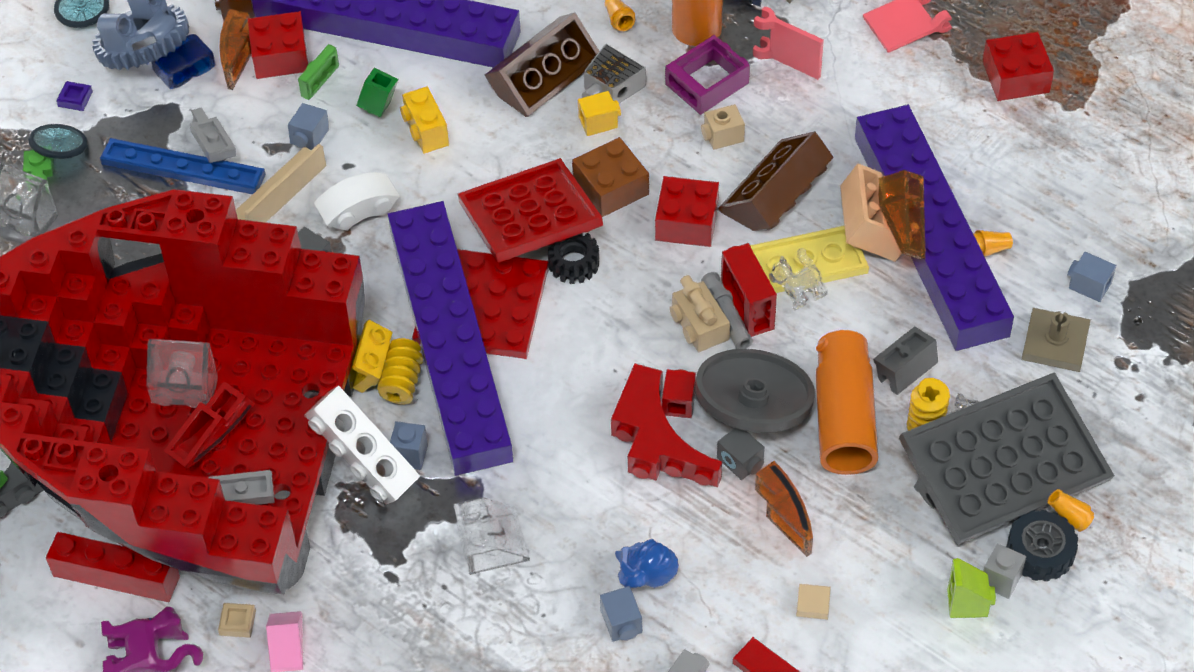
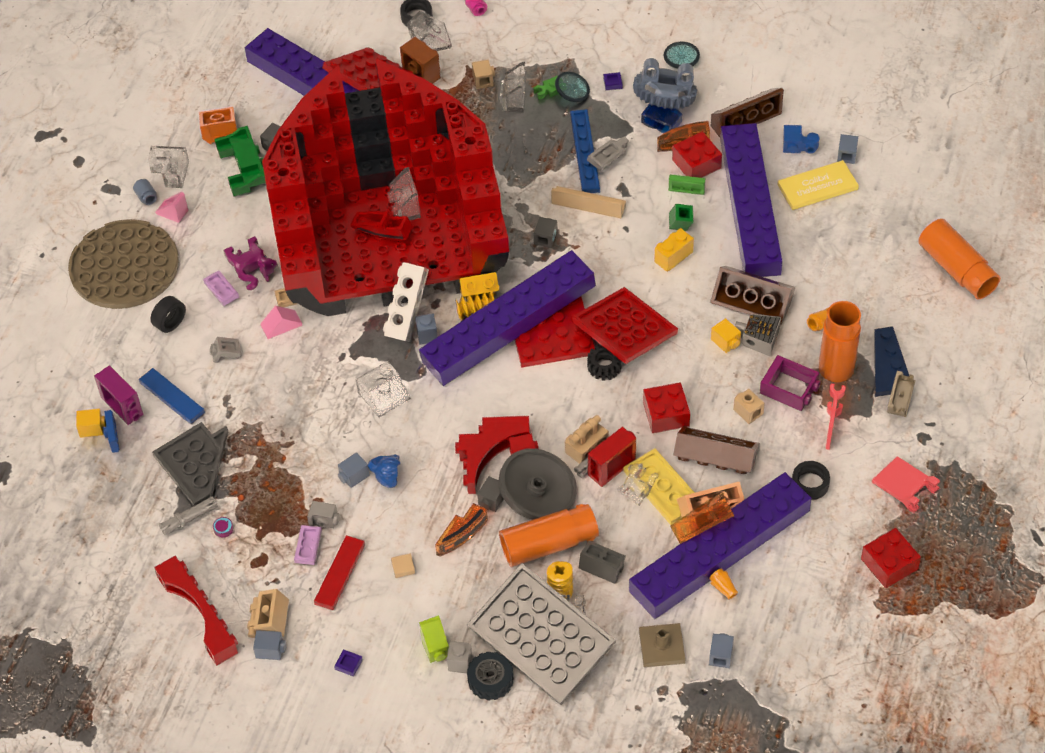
camera: 70 degrees right, 0 degrees up
(248, 487) = (342, 252): light grey hinge -> none
(308, 126) = (639, 195): sand blue brick -> none
(356, 199) = (593, 239): white brick -> none
(611, 176) = (674, 358): dark orange brick -> none
(863, 89) = (815, 468): none -> black tyre
(1074, 510) = (519, 684): light orange cone -> none

